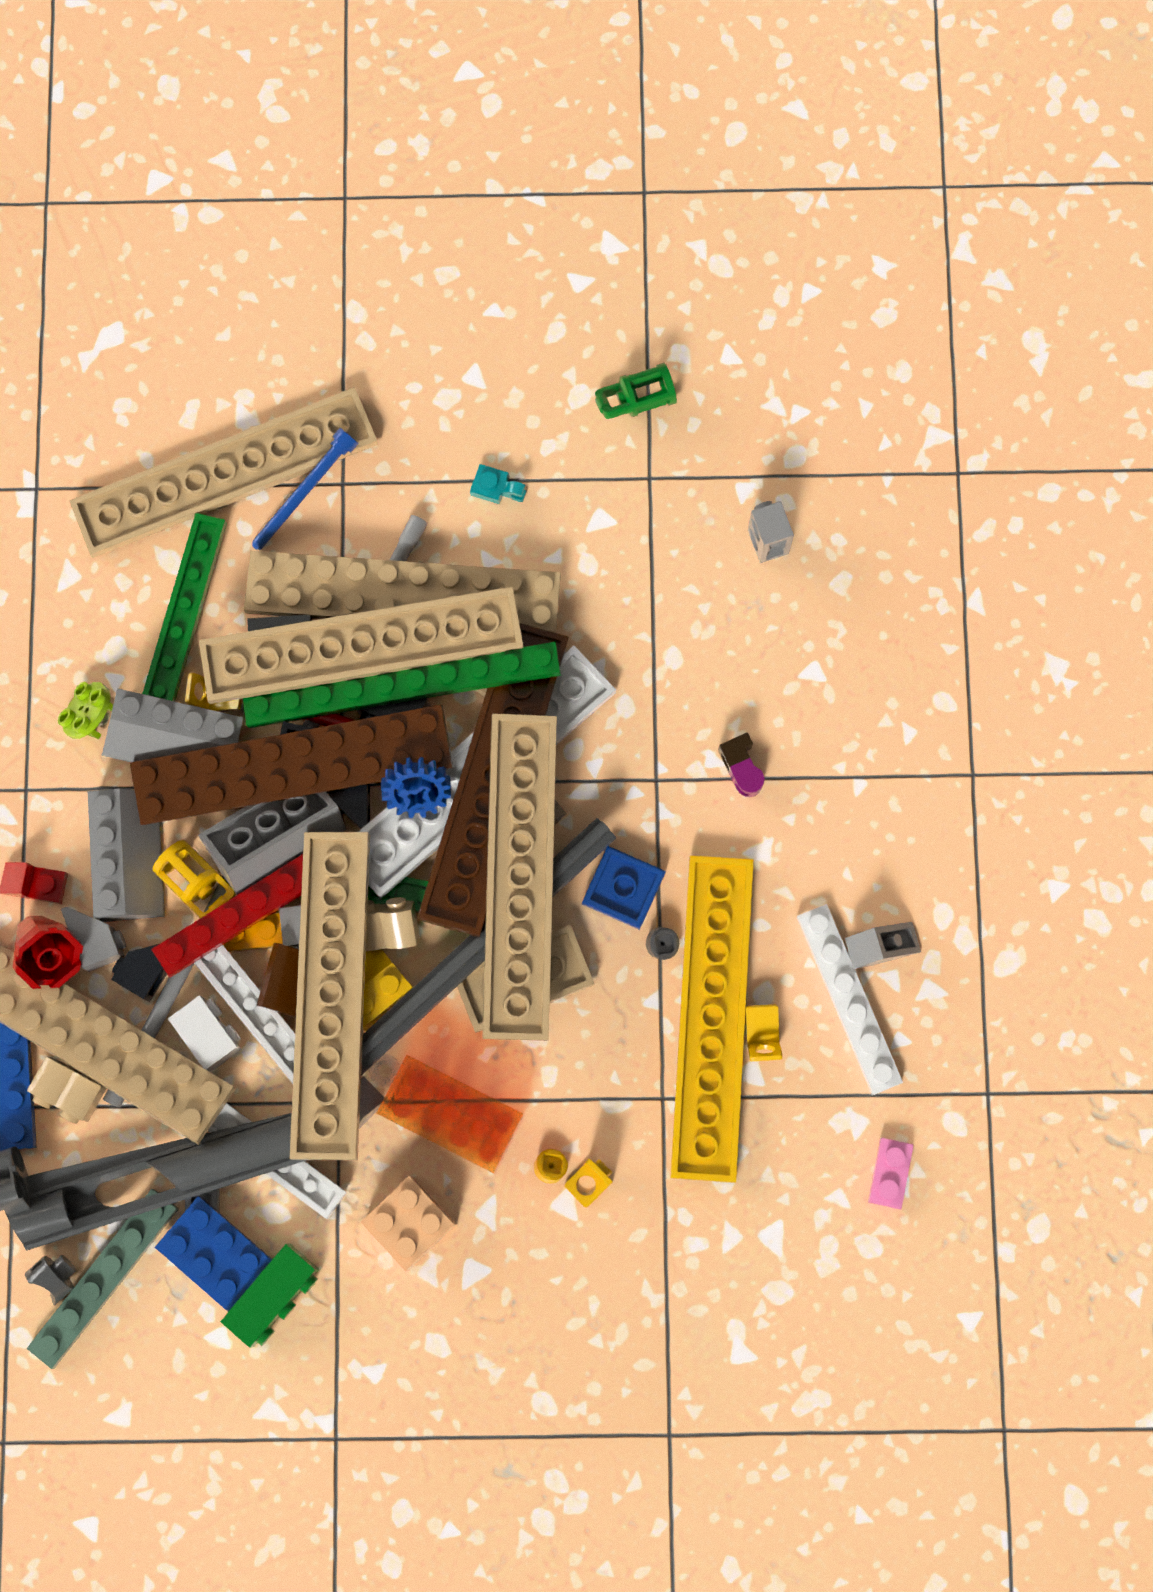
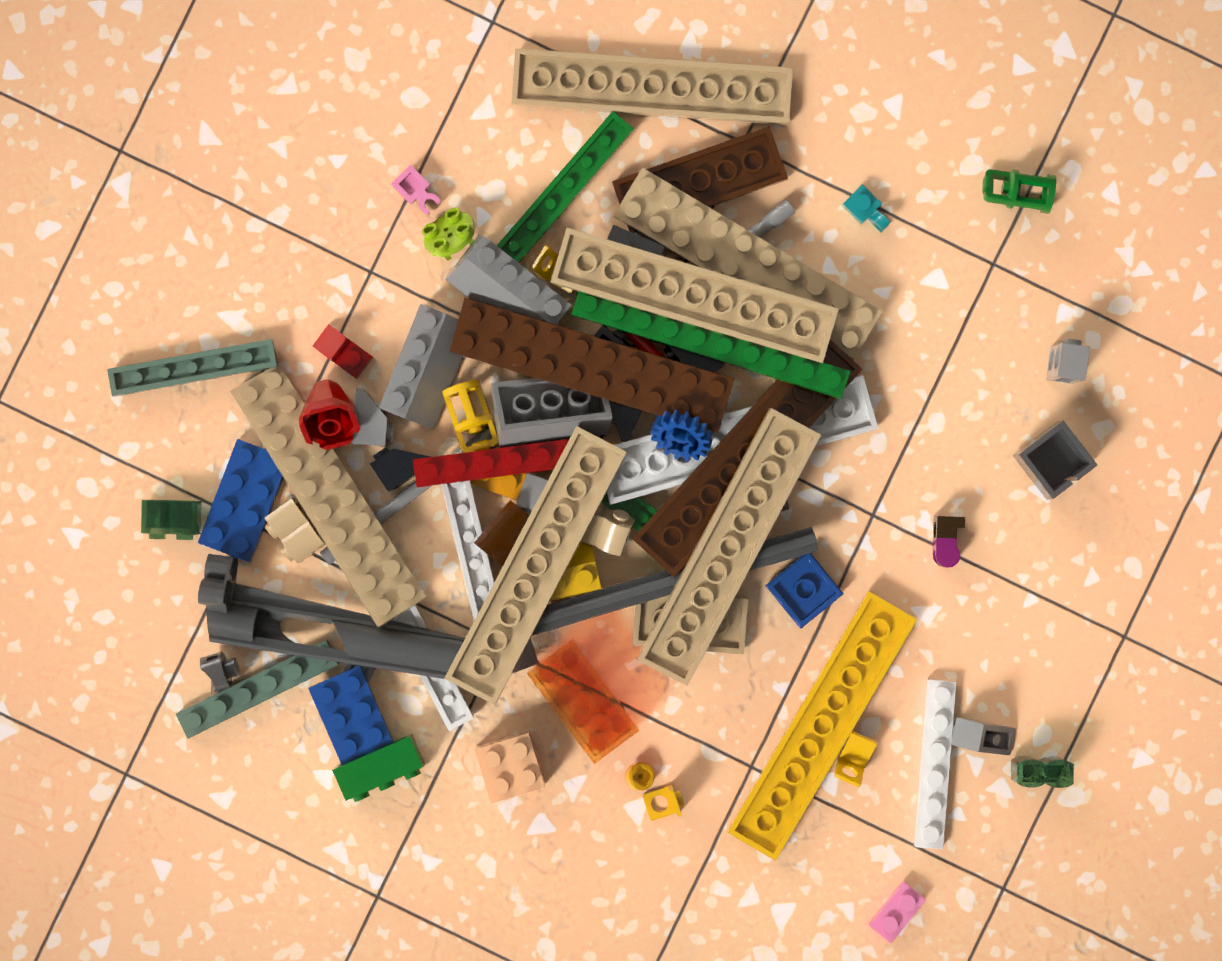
camera: 20 degrees right, 10 degrees up
(30, 684) = (414, 187): none -> bright pink plate
(205, 1033) = (423, 541): white brick -> none
(333, 517) = (720, 170): none -> reddish brown plate
(341, 445) = (758, 114): blue piece -> none
(662, 943) = (812, 648): flat silver tile -> none
(807, 632) = (1053, 458): none -> dark grey piece
(966, 947) = (1048, 770): none -> clear green brick

